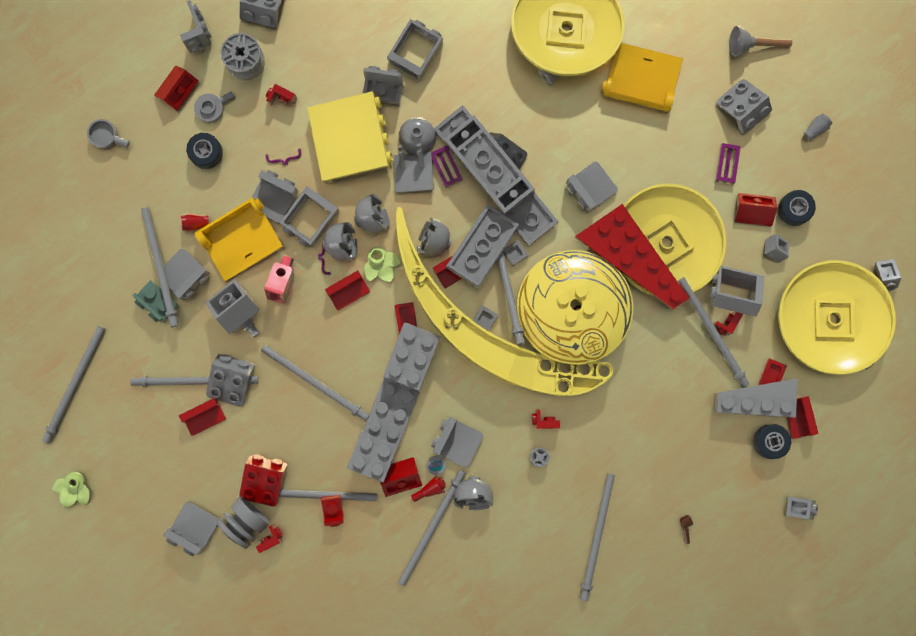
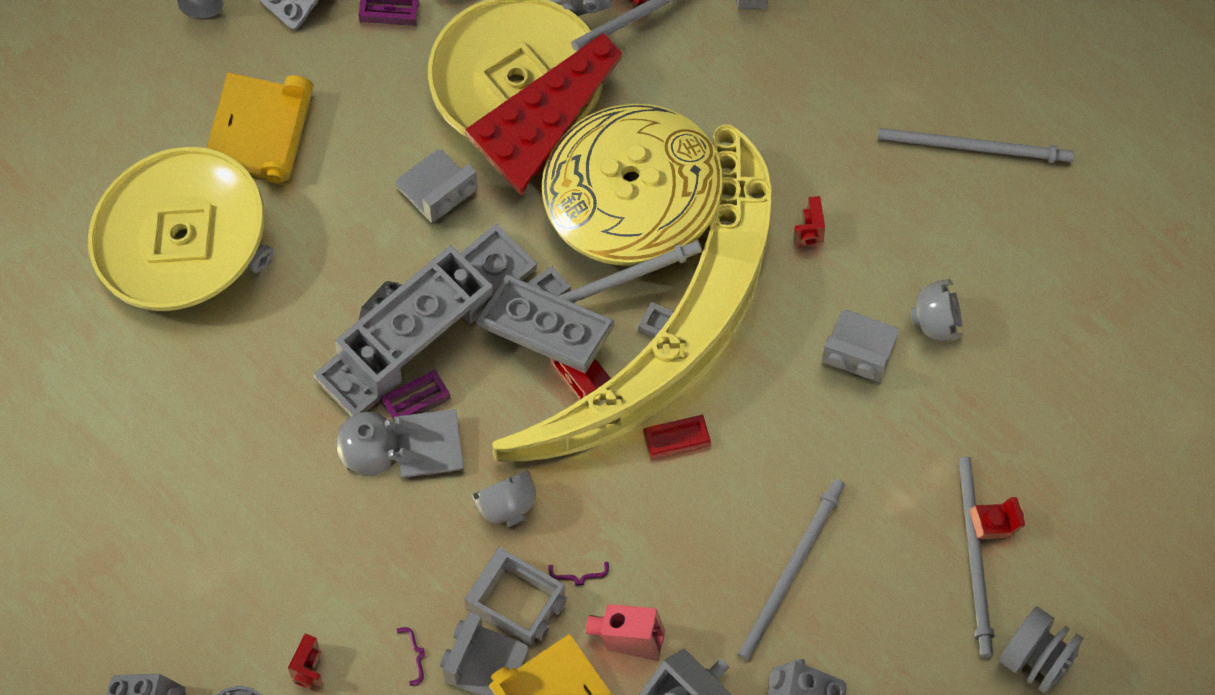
camera: 95 degrees left, 20 degrees down
(262, 480) = (964, 630): red bracket -> none
(268, 542) = (1063, 611): red bracket -> none
(340, 242) = (555, 544): light grey cylinder -> none
(347, 290) = (633, 530): red panel -> none
(350, 136) = (376, 540): light yellow panel -> none
(383, 267) = (588, 479): yellowish green plate -> none
(384, 84) = (285, 498): light grey bracket -> none
(394, 402) = (811, 442): light grey bracket -> none
(401, 477) = (926, 425): red panel -> none
(405, 65) = (248, 468): light grey window -> none
(431, 528) = (924, 344): light grey bar -> none
(433, 487) = (937, 375): red cone -> none
(434, 238) = (535, 399): light grey cylinder -> none
(436, 465) = (900, 375): light grey tile -> none
(541, 459) = (868, 221): light grey wheel -> none
(685, 522) = (936, 33): reddish brown hand -> none

